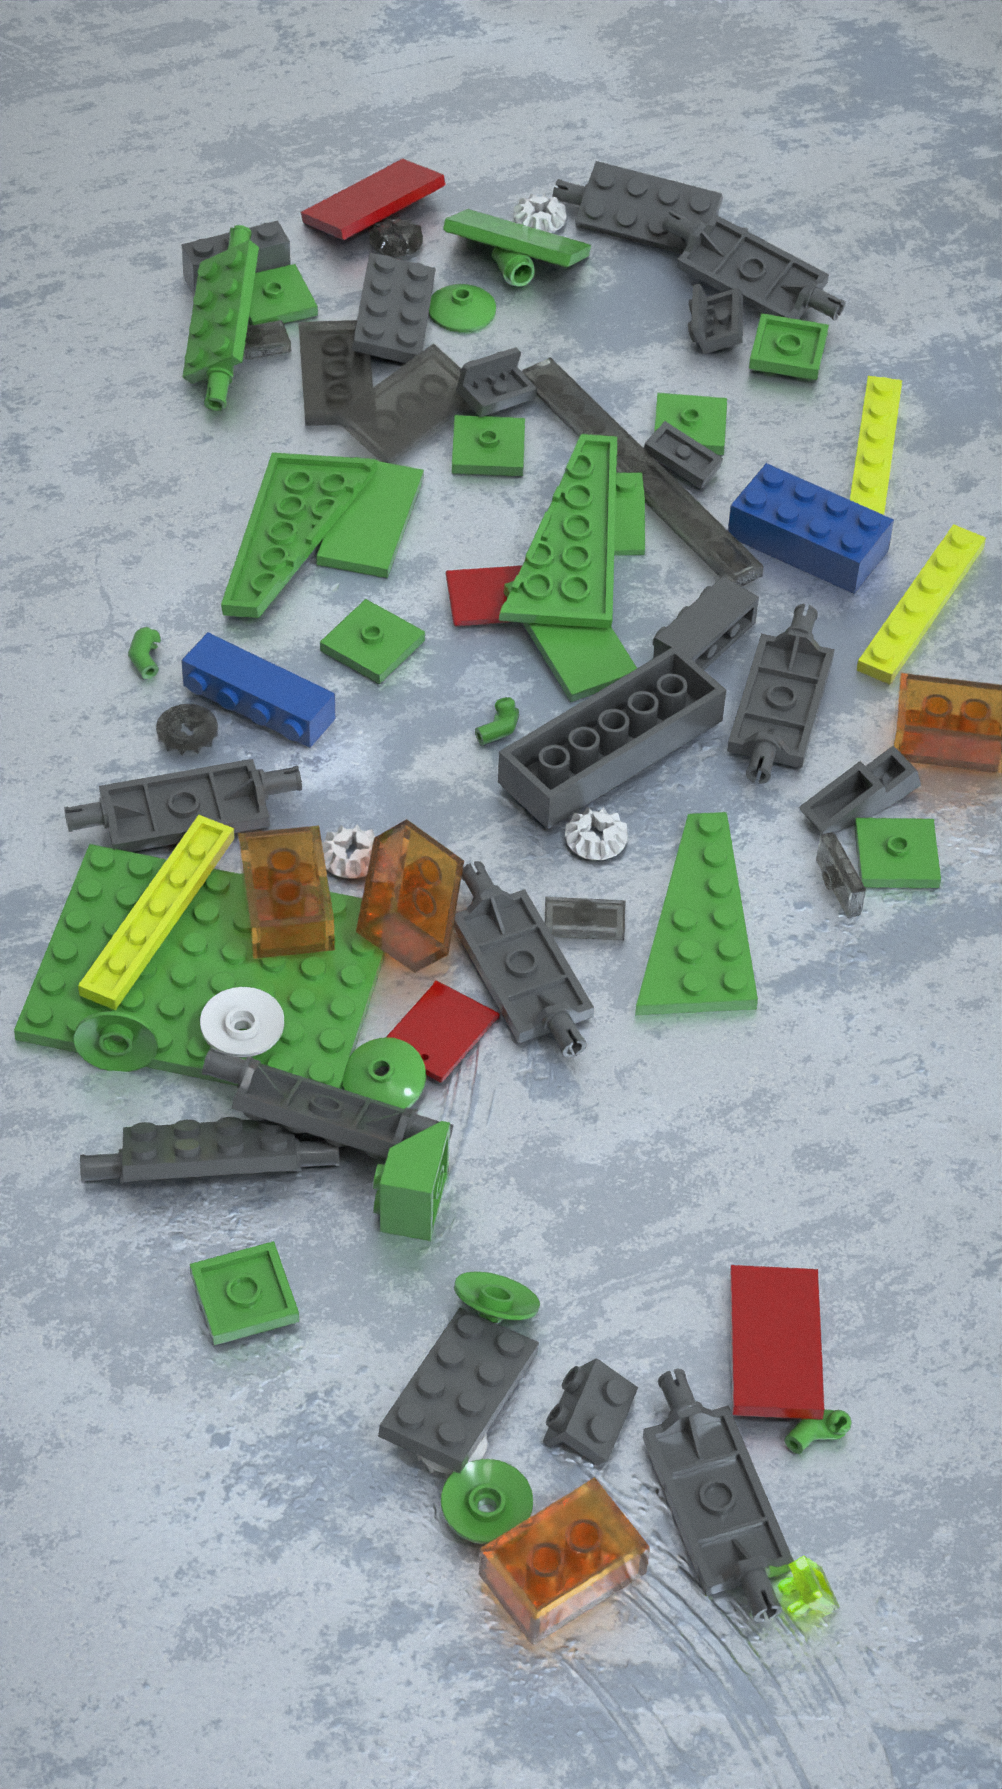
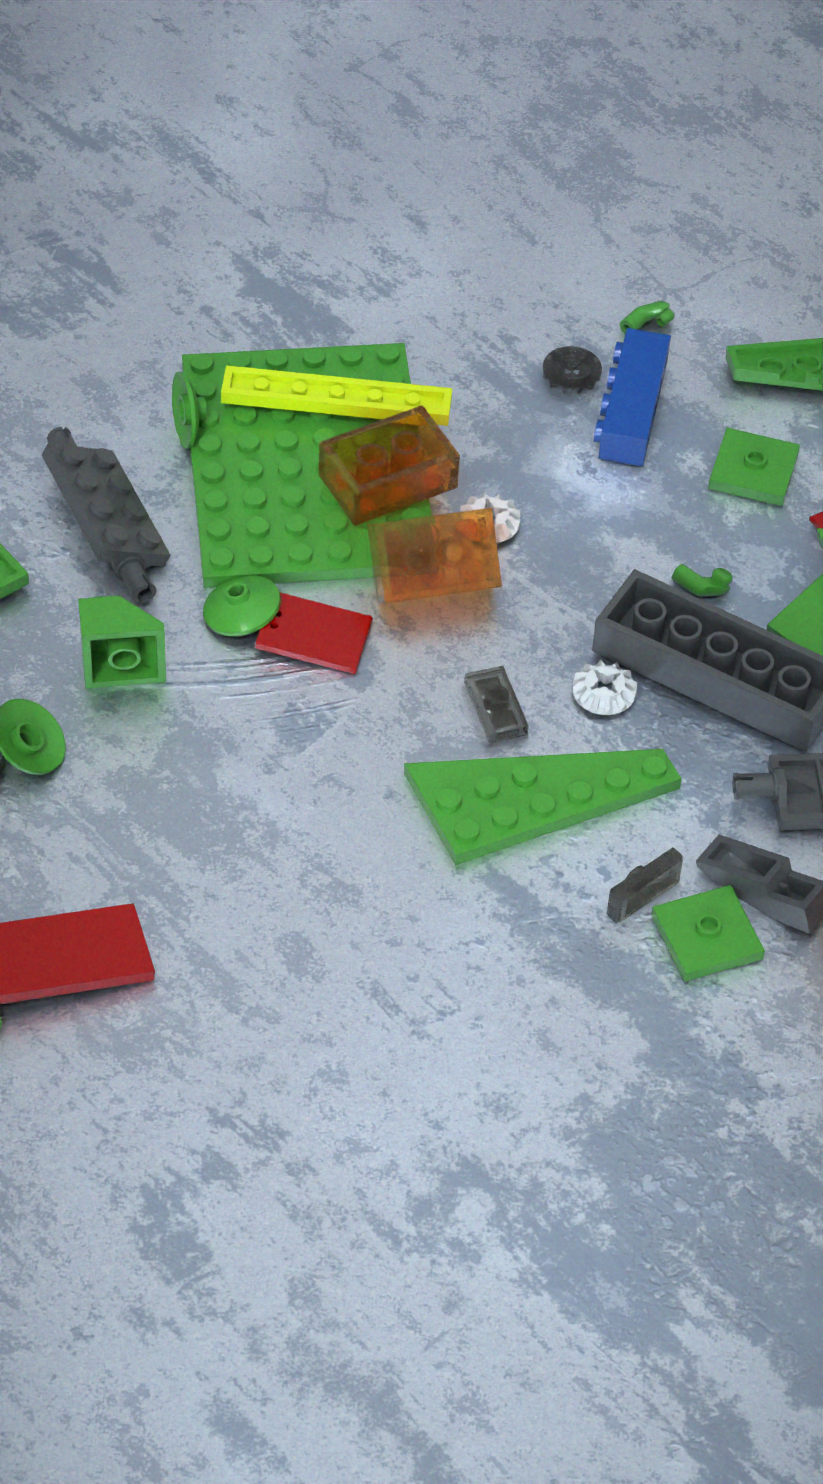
camera: 70 degrees right, 0 degrees up
(164, 806) = (484, 393): dark grey plate -> none
(237, 1010) = (236, 480): white dish -> none
(315, 1106) = (173, 560): dark grey plate -> none
(521, 963) = (413, 666): dark grey plate -> none

